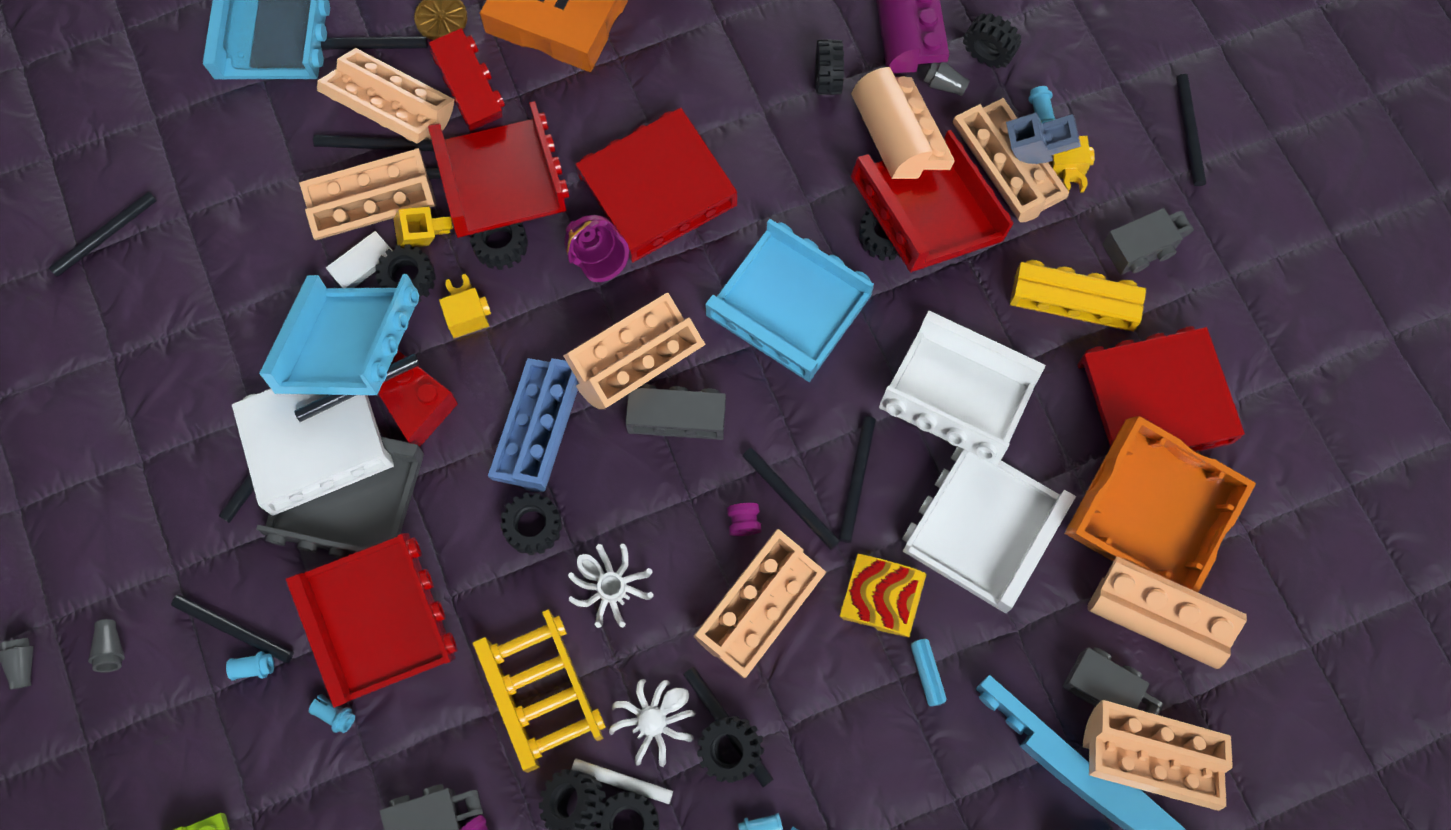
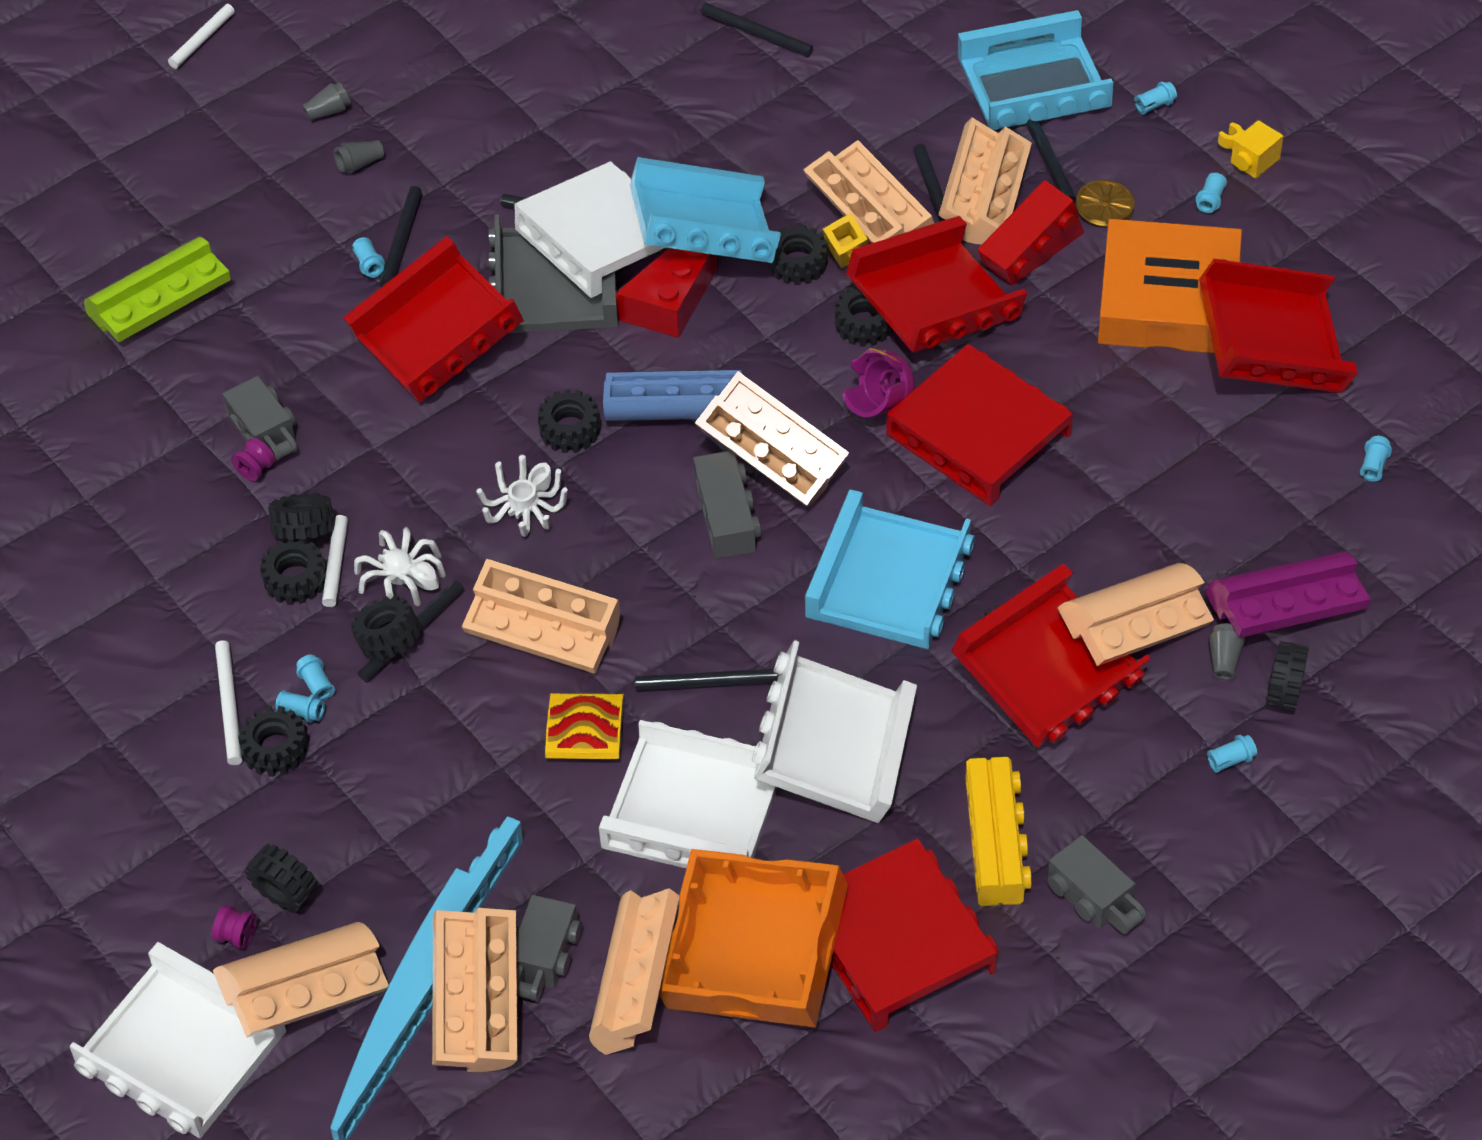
camera: 75 degrees right, 20 degrees down
(331, 400) = (631, 220): black bar -> none
(339, 718) = (337, 332): medium azure pin -> none
(359, 261) = (788, 212): white tile -> none
(464, 309) = (775, 308): yellow brick -> none
(518, 717) = (386, 446): yellow fence -> none
(744, 519) = (628, 587): magenta wheel -> none
(791, 498) = (666, 627): black bar -> none
(829, 67) = (1183, 532): black tyre -> none
(928, 672) = (513, 785): medium azure axle -> none
(1022, 185) = (1139, 727): light nougat brick -> none
(1038, 141) = (1162, 730): sand blue brick -> none
(1074, 164) = (1168, 788): yellow brick -> none
(1191, 130) = (1270, 914): black bar -> none

